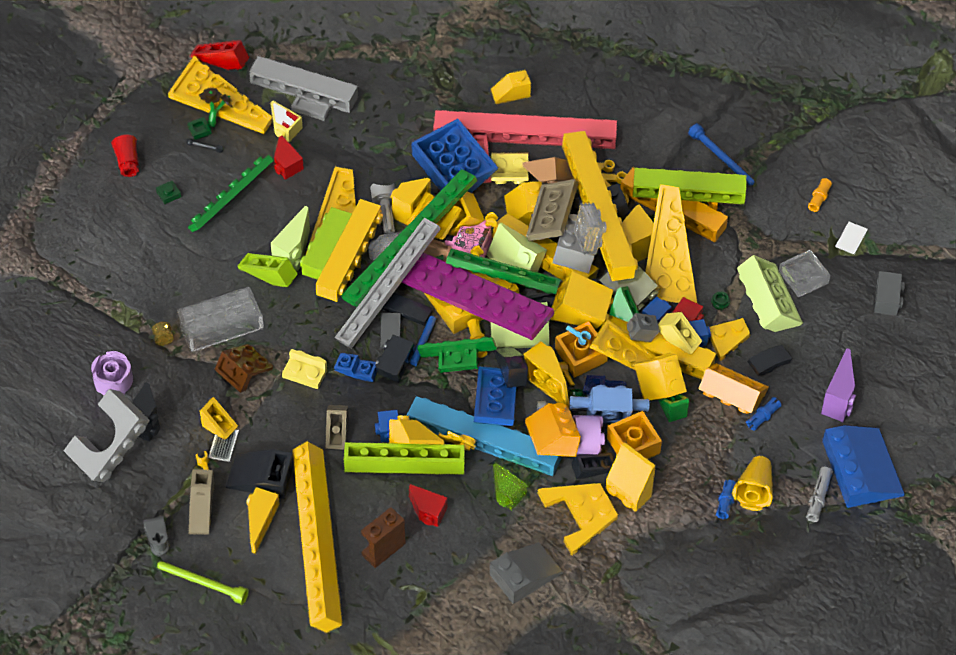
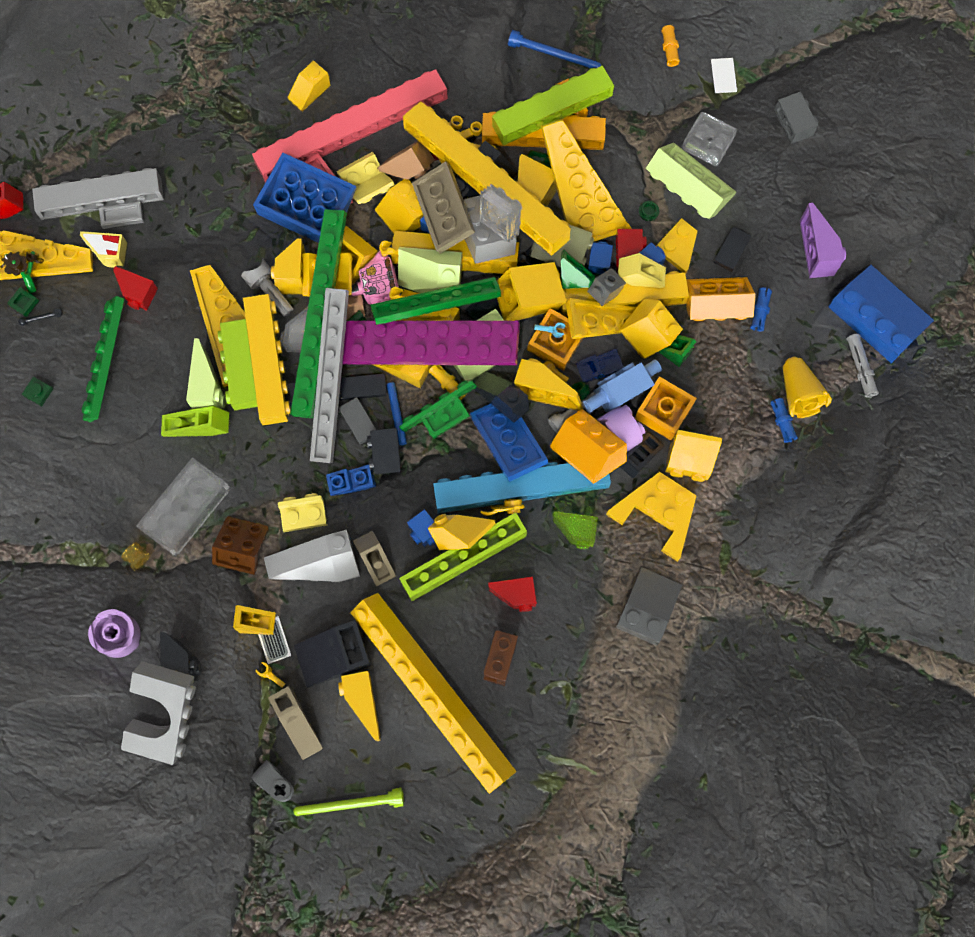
camera: 30 degrees left, 20 degrees up
(298, 406) = (318, 560): none -> light grey wedge

